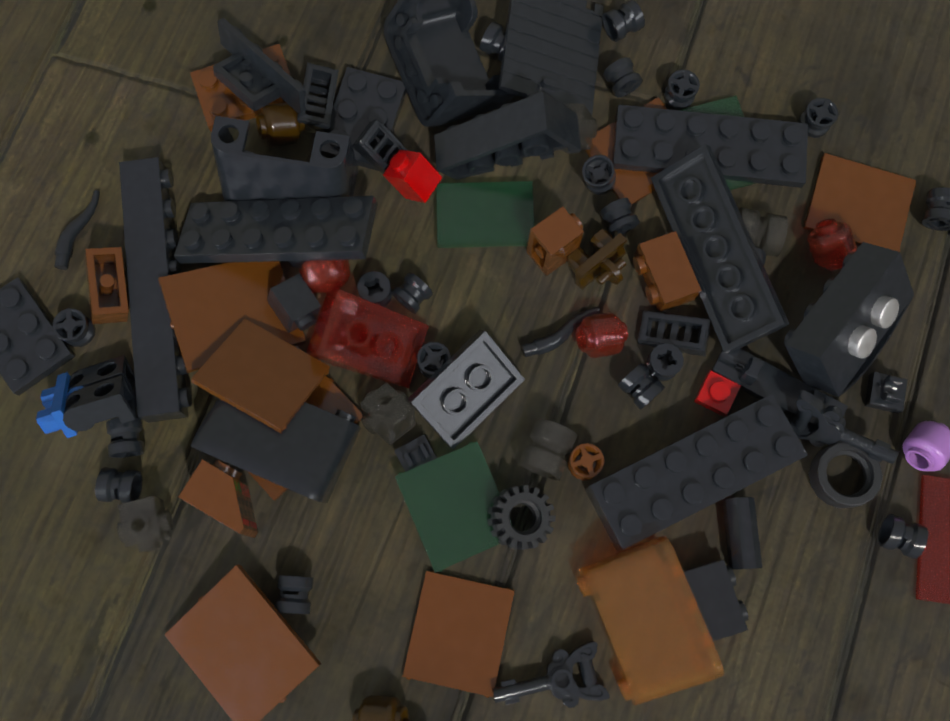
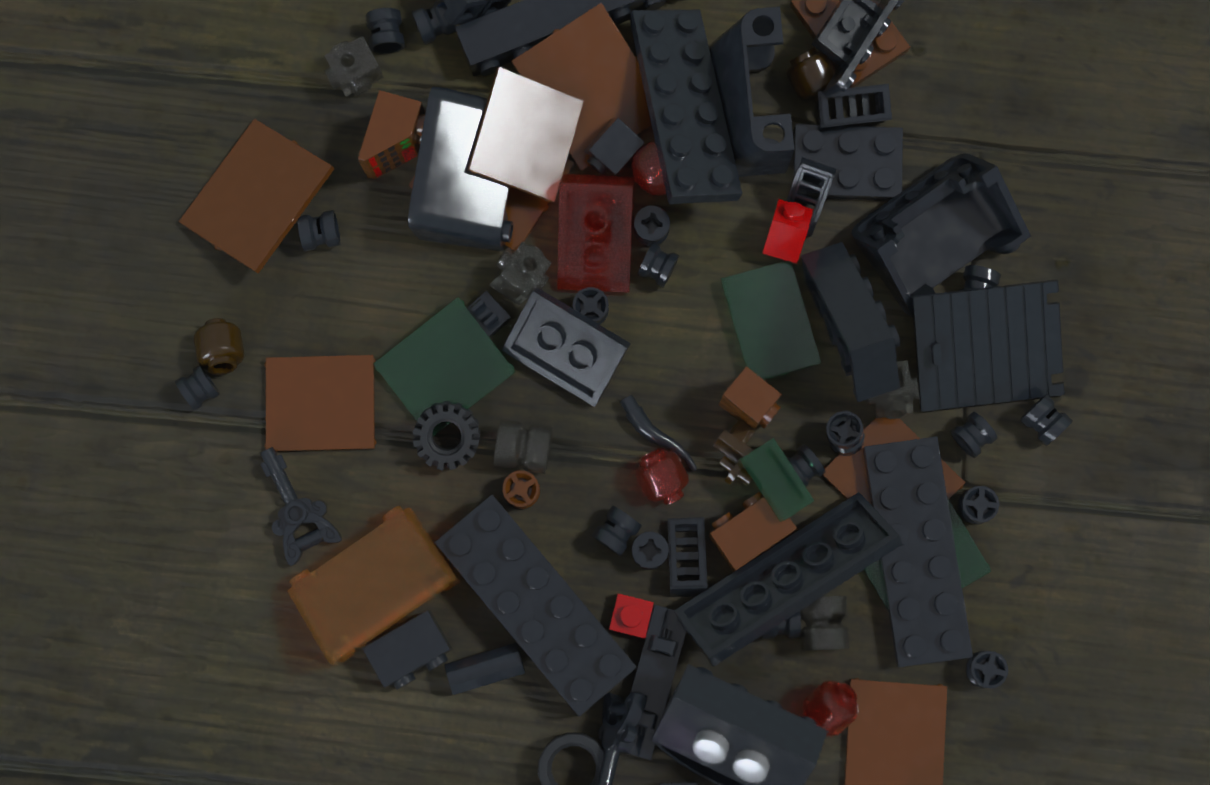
camera: 80 degrees right, 5 degrees up
(631, 235) = (777, 480): none -> clear green tile

